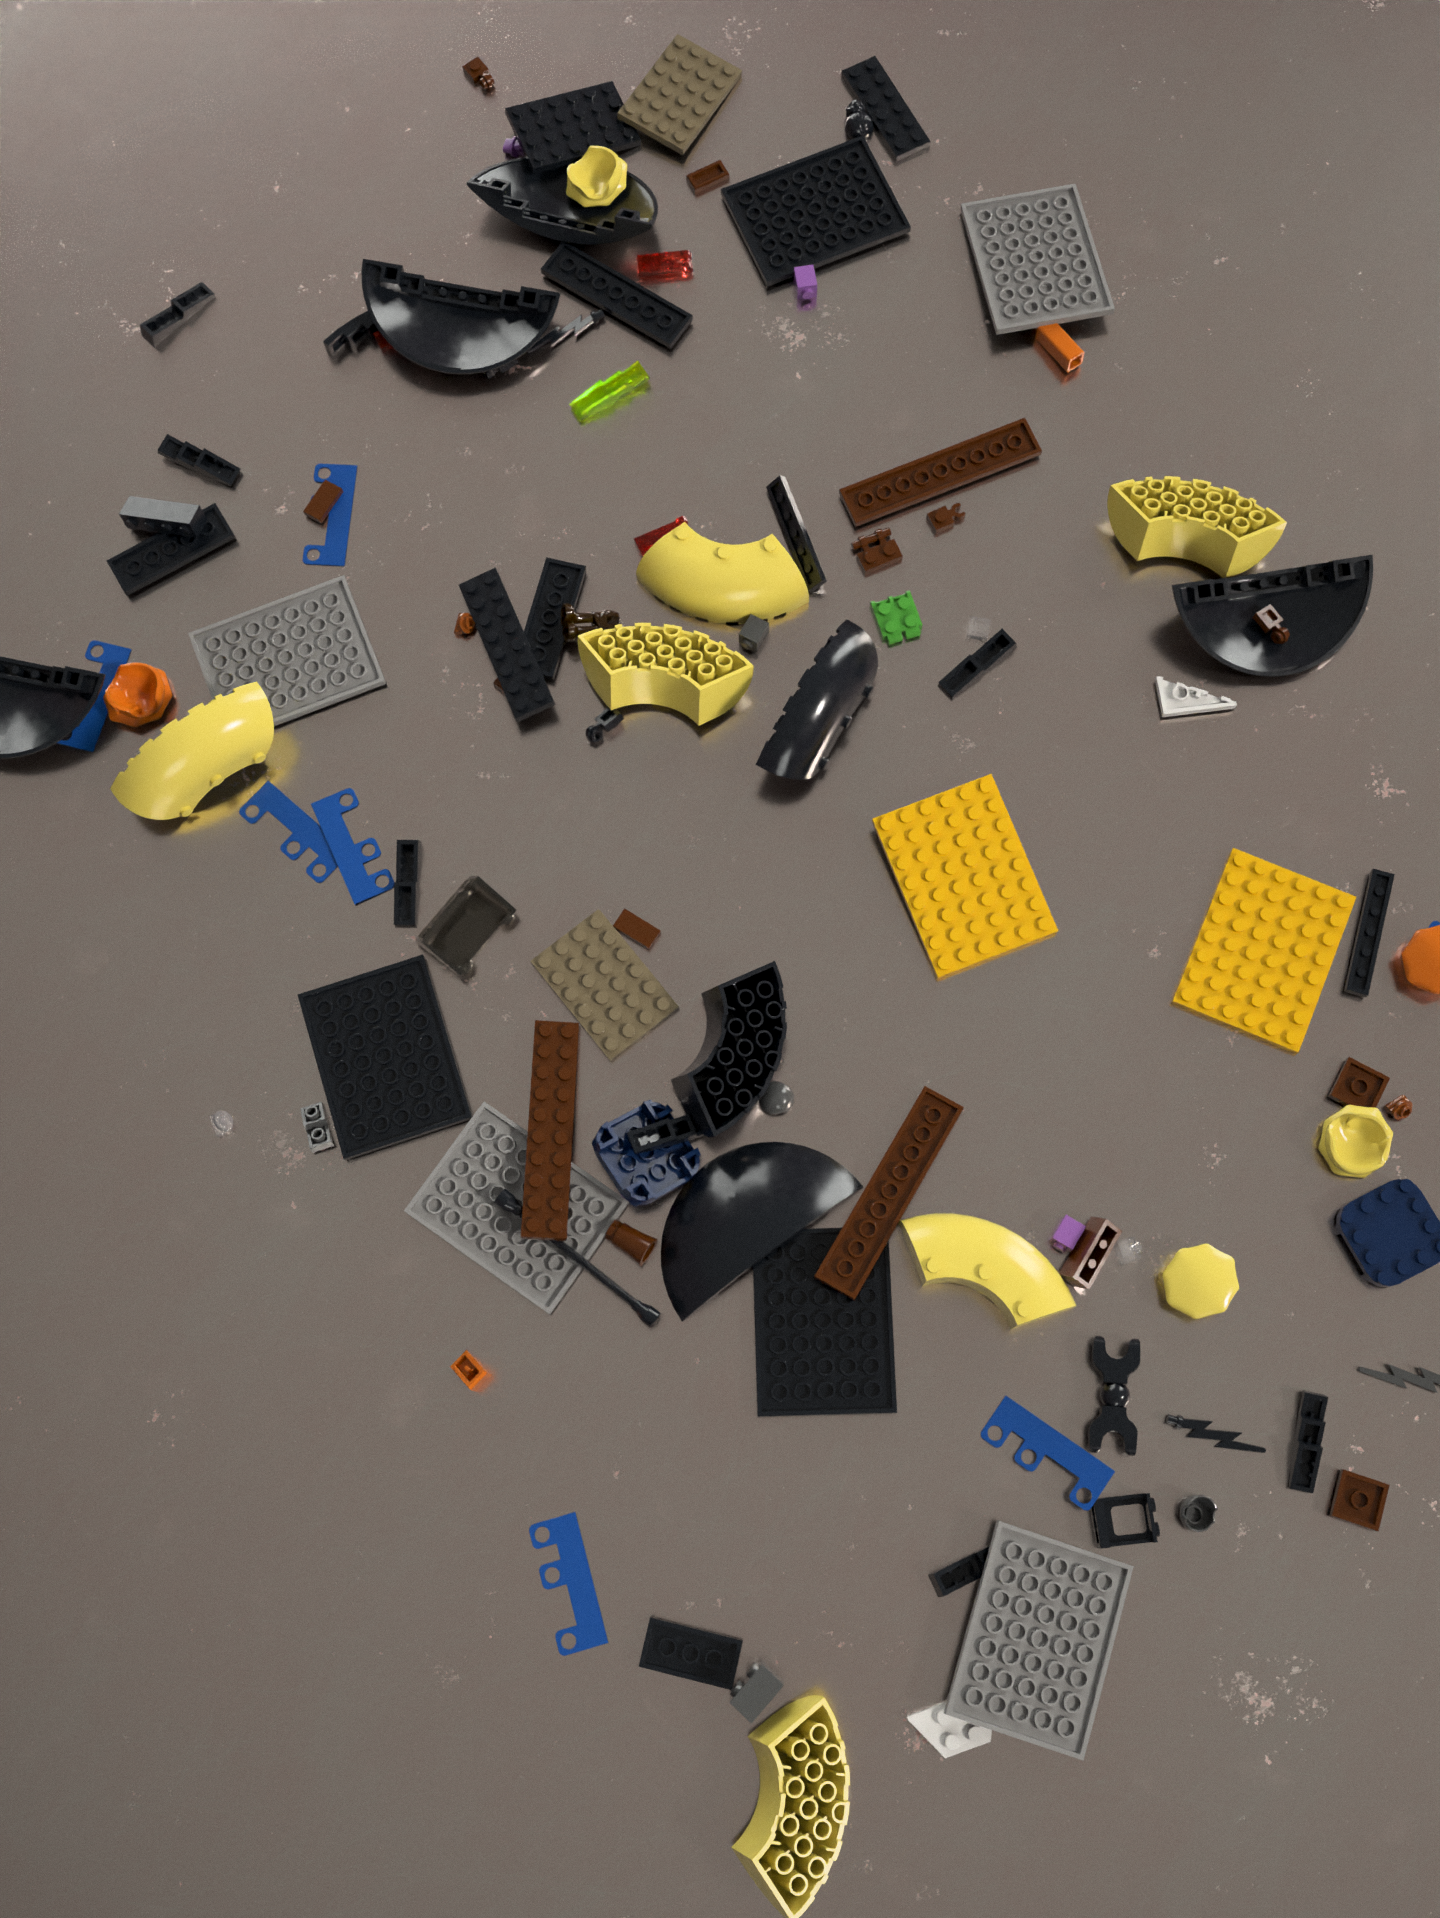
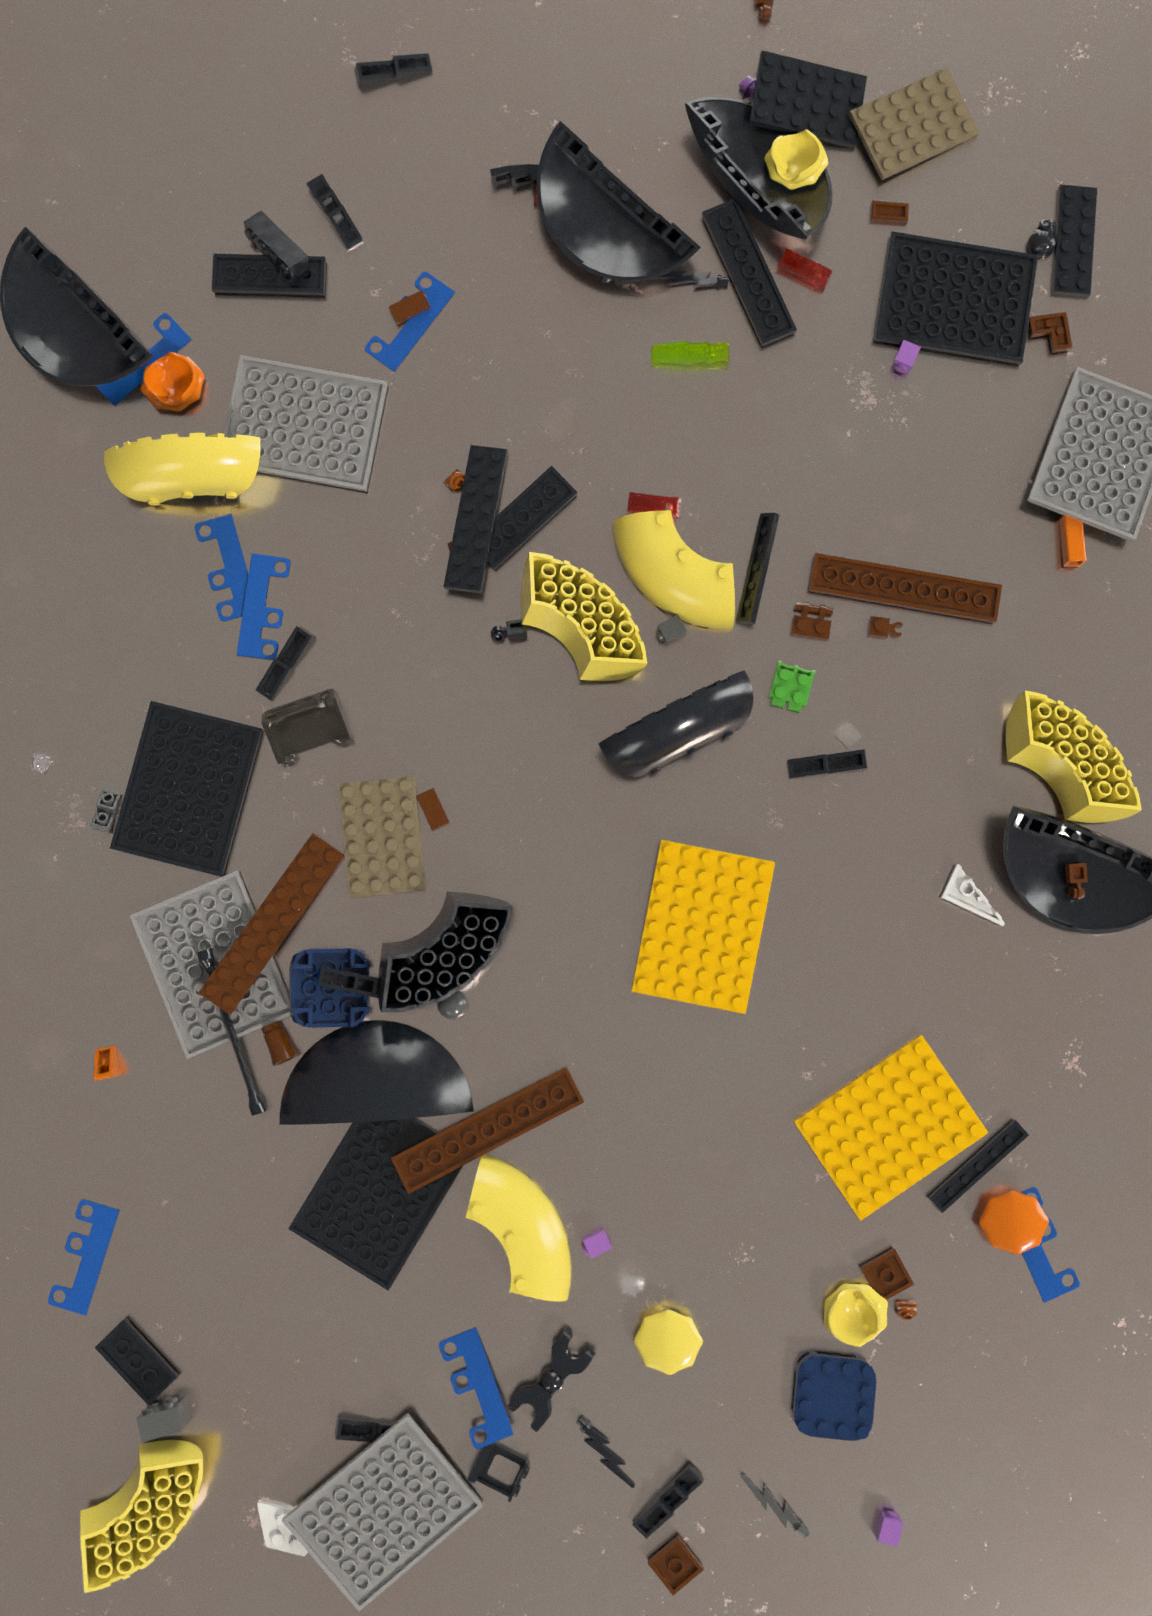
camera: 25 degrees right, 10 degrees up
(597, 620) = (558, 542): dark brown piece -> none
(920, 184) = (1055, 326): none -> reddish brown plate
(1090, 1252) = (603, 1269): reddish brown brick -> none
(1198, 1513) = (553, 1499): dark grey hair -> none

